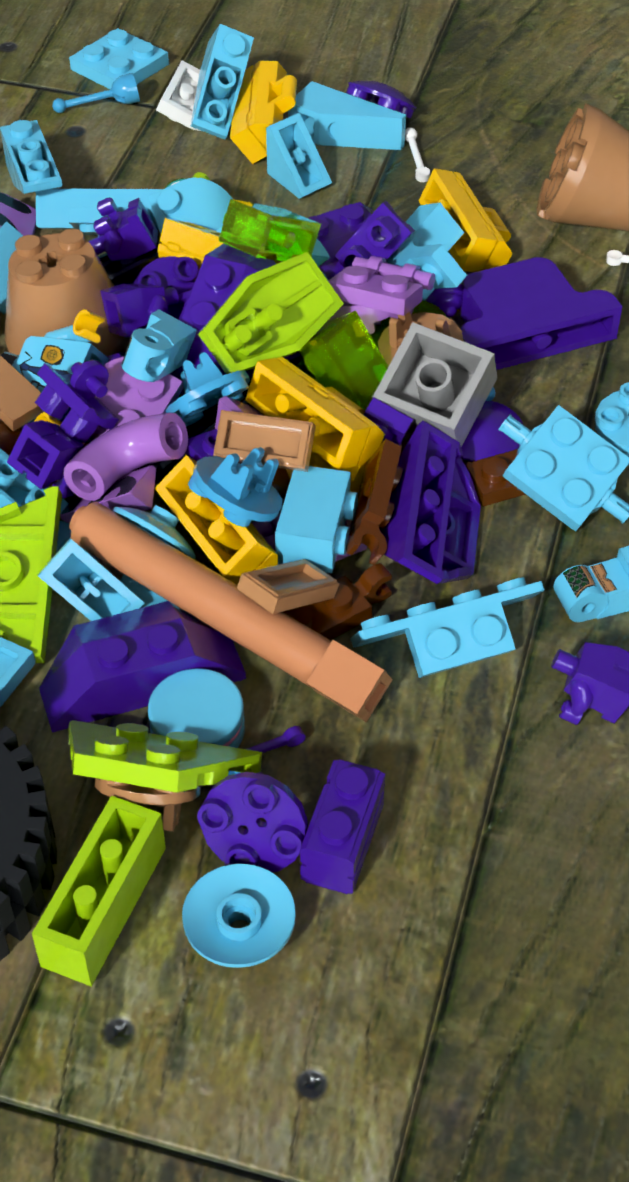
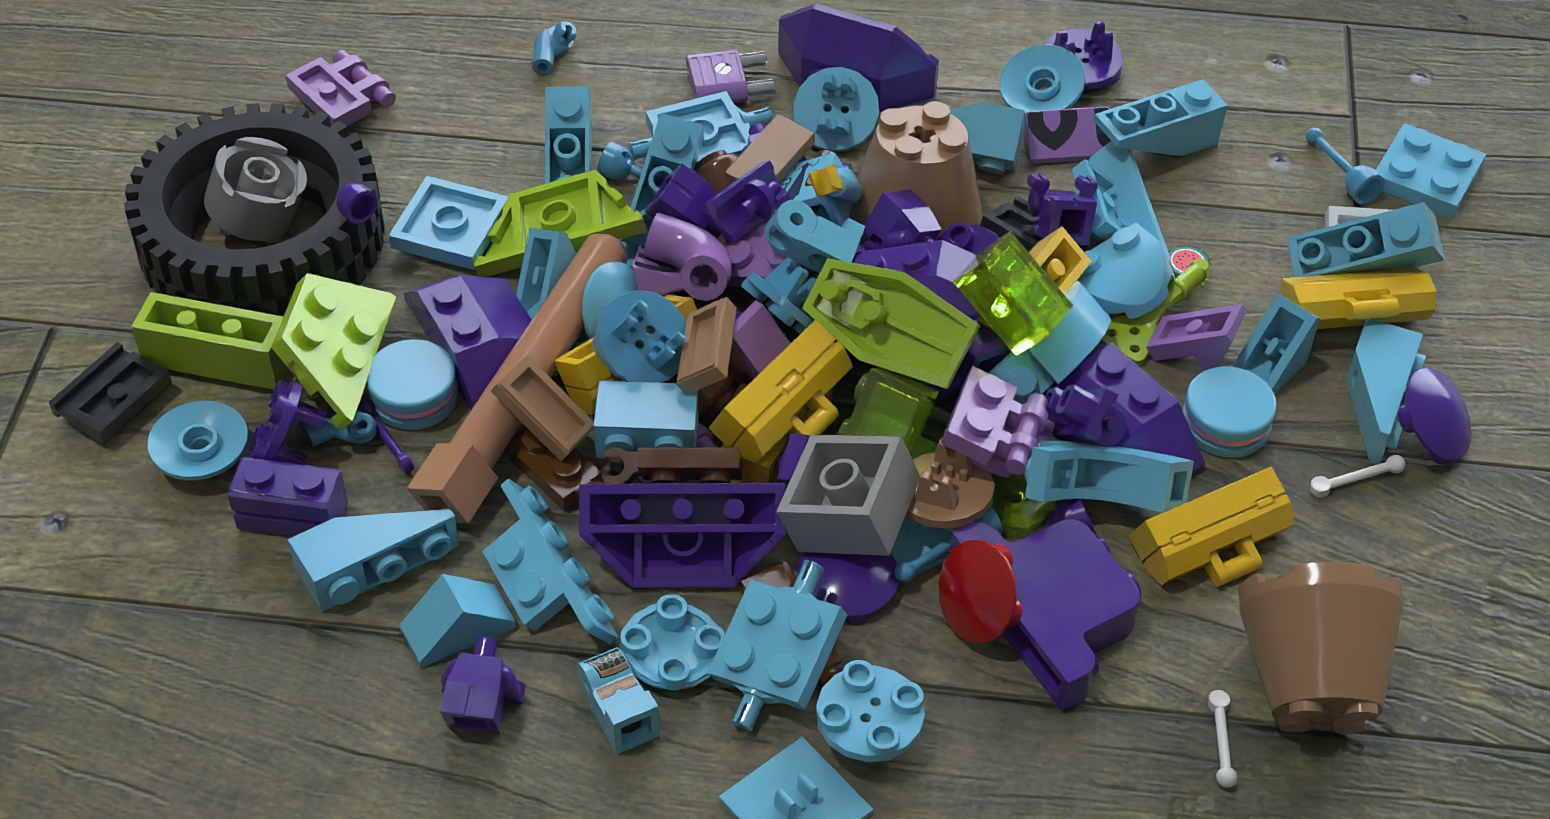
camera: 80 degrees right, 0 degrees up
(138, 1014) = (110, 393): none -> black plate
(282, 180) = (1197, 333): none -> medium lavender slope
(348, 185) = (1229, 411): none -> medium azure head
(426, 781) = (367, 550): none -> medium azure slope
(506, 704) = (454, 617): none -> medium azure slope
(529, 340) = (979, 591): none -> red dish
(544, 545) = (671, 644): none -> medium azure dish

